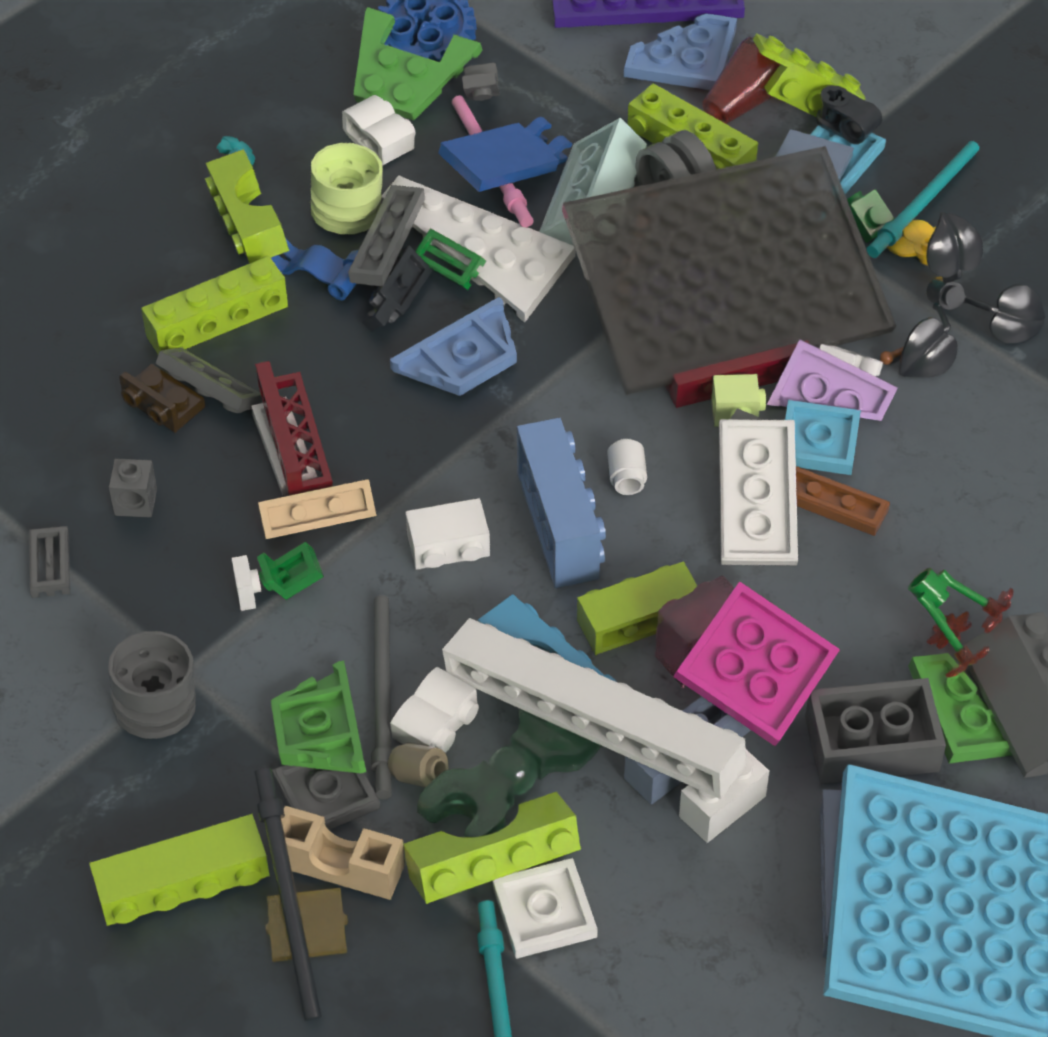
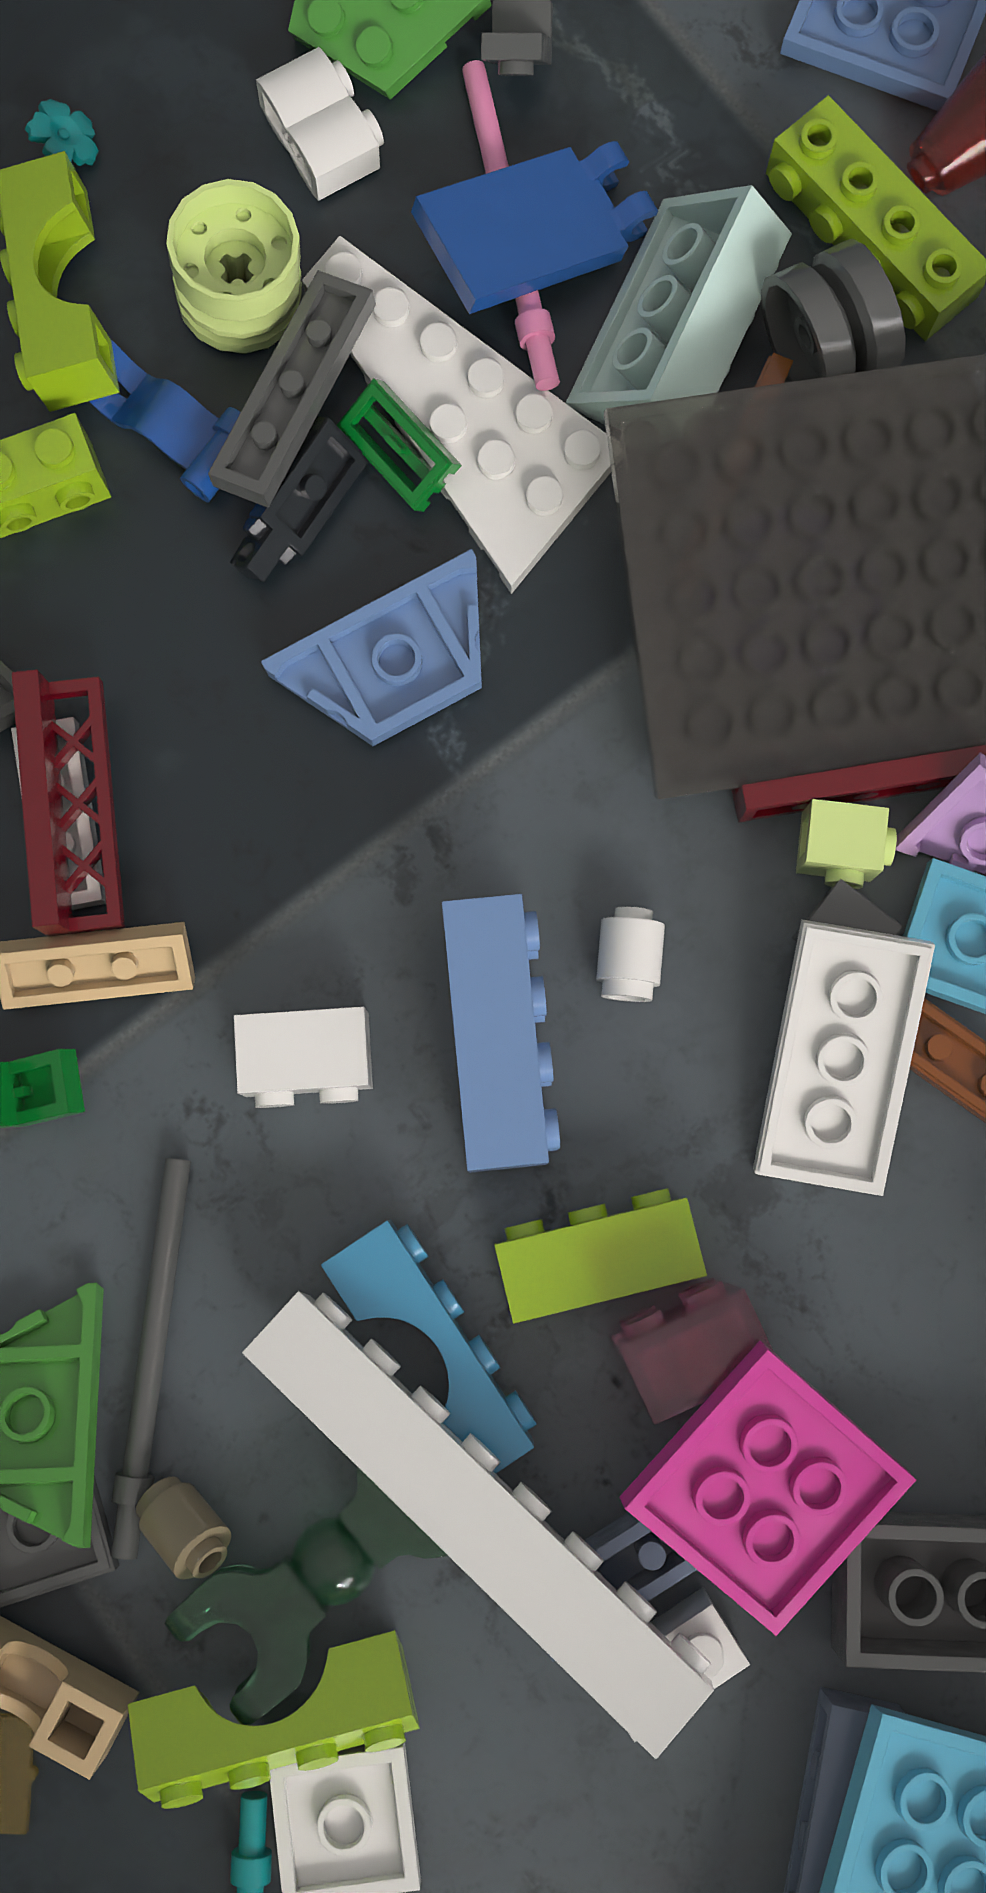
camera: 10 degrees right, 30 degrees up
(435, 711) = (222, 1424): white brick -> none

